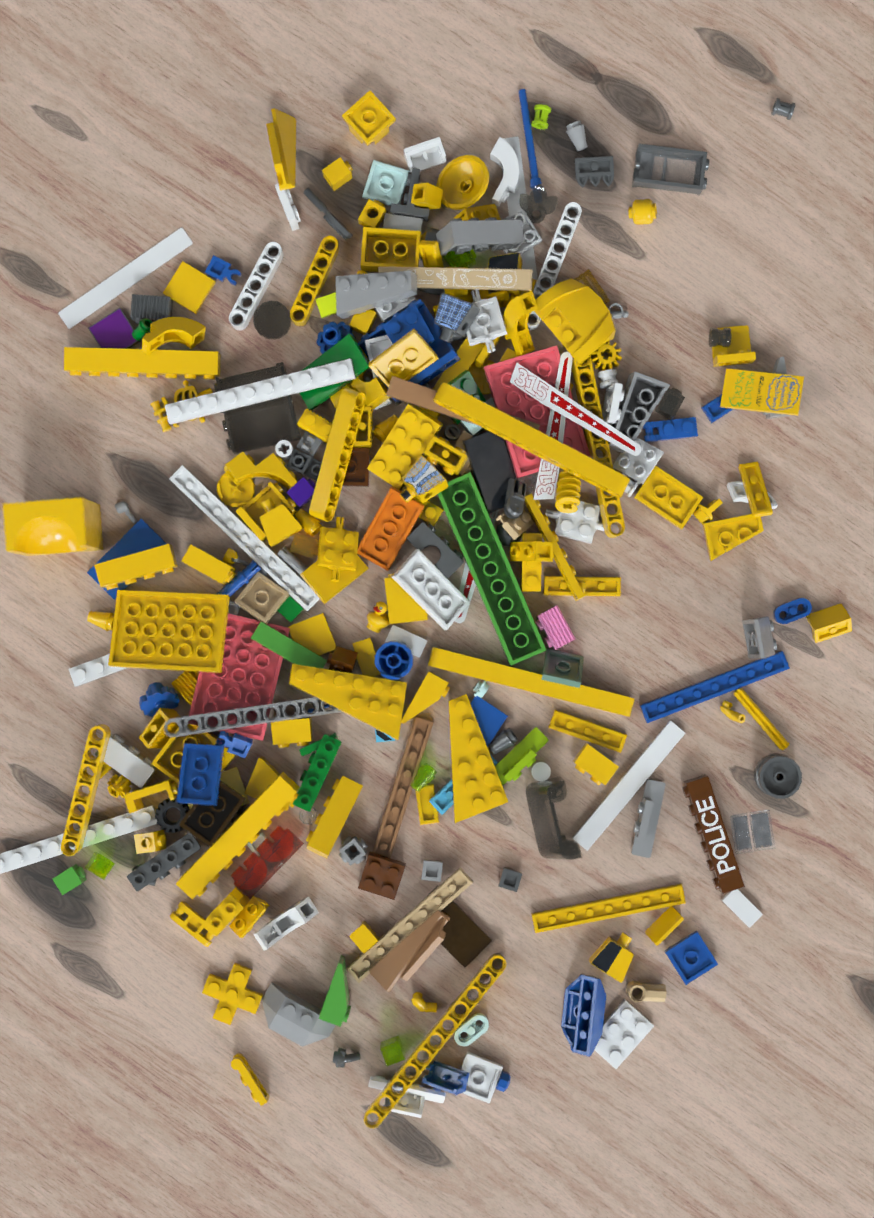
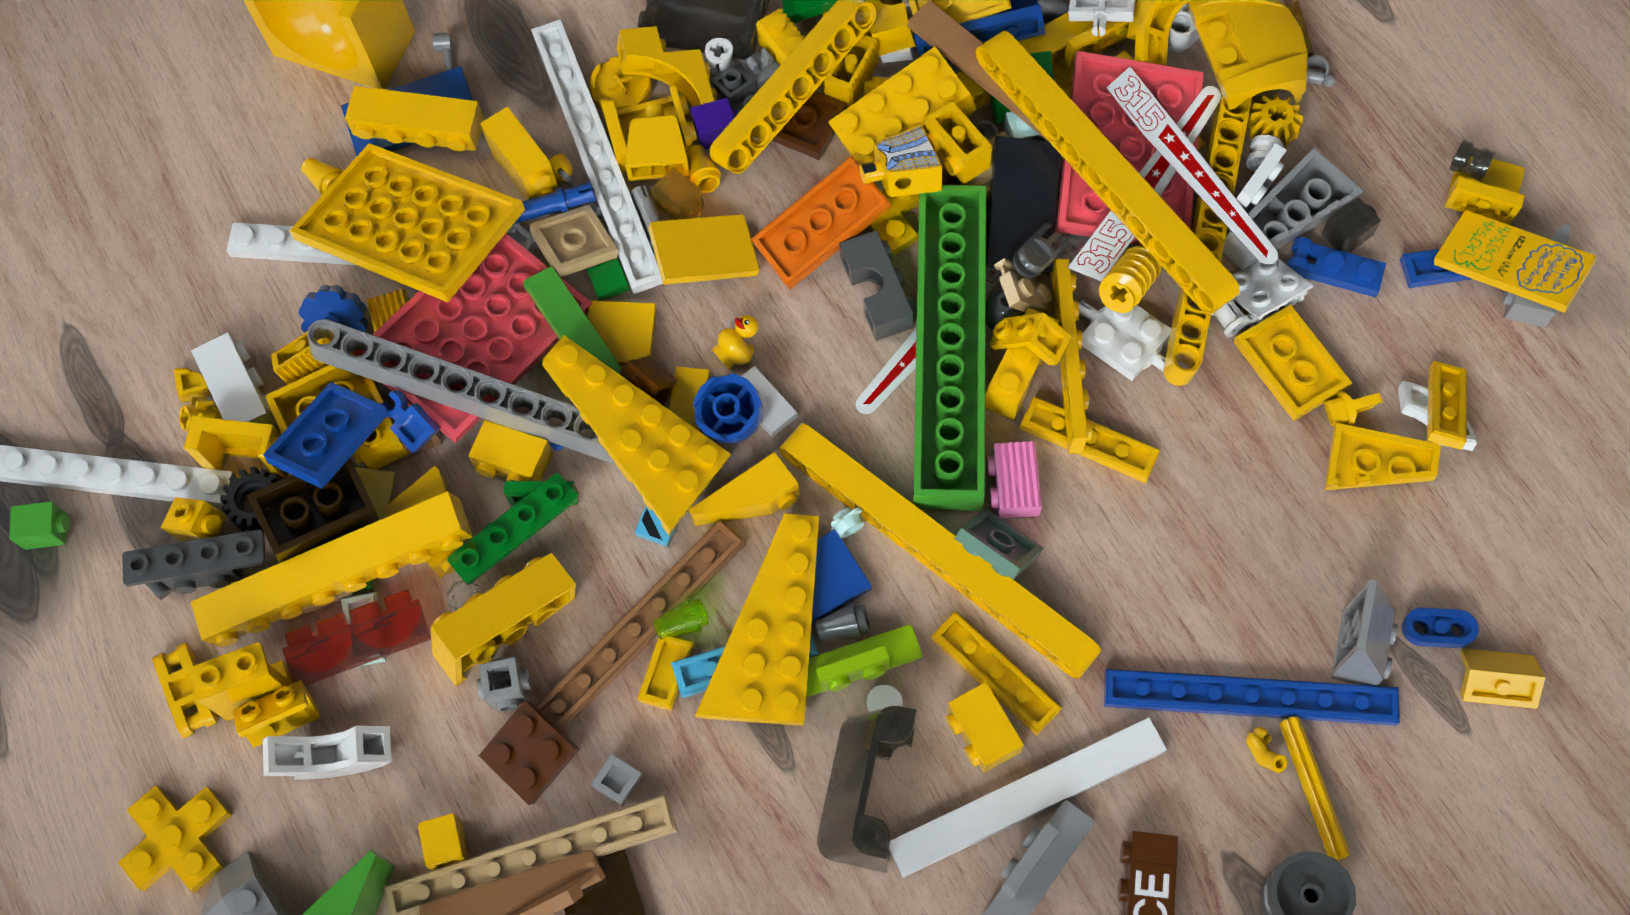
camera: 35 degrees right, 20 degrees down
(79, 796) = (127, 396): yellow beam -> none
(99, 865) = (94, 521): clear neon green brick -> none
(337, 549) = (725, 217): yellow plate -> none
(401, 605) = (793, 335): yellow panel -> none
(431, 589) = (840, 331): white tile -> none
(510, 879) = (743, 863): dark grey plate -> none

